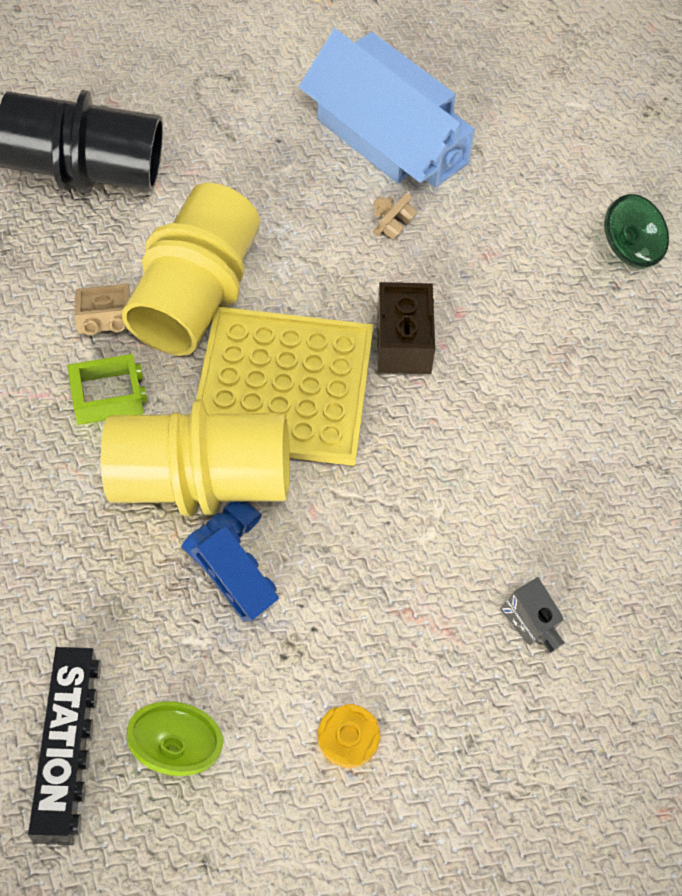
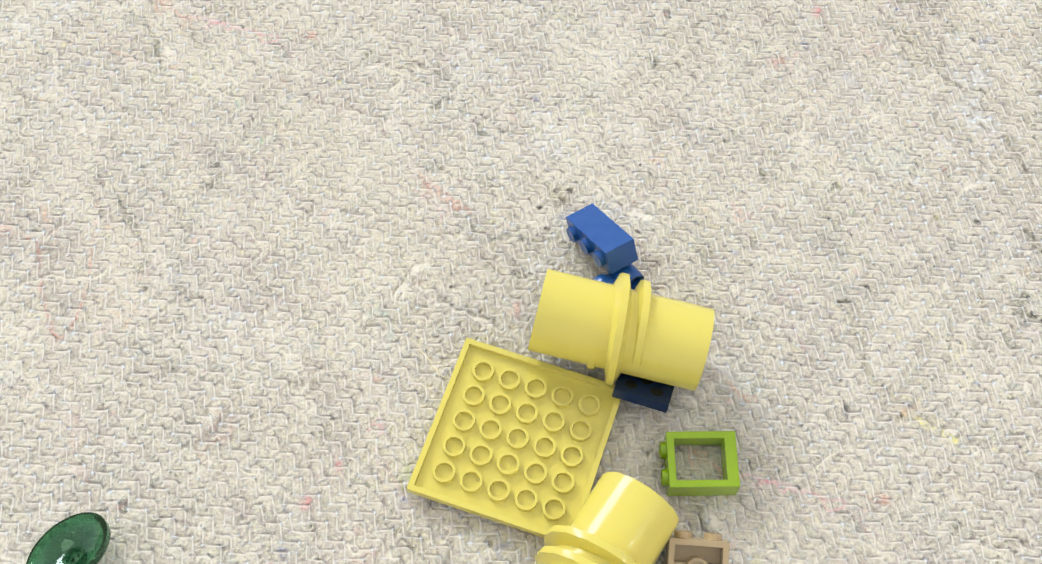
camera: 165 degrees left, 5 degrees up
(63, 747) = (753, 150): black brick -> none
(174, 738) = (656, 115): lime dish -> none
(348, 736) = (530, 121): yellow tile -> none
(405, 328) = (375, 466): dark brown piece -> none
(534, 615) = (352, 158): dark grey torso -> none

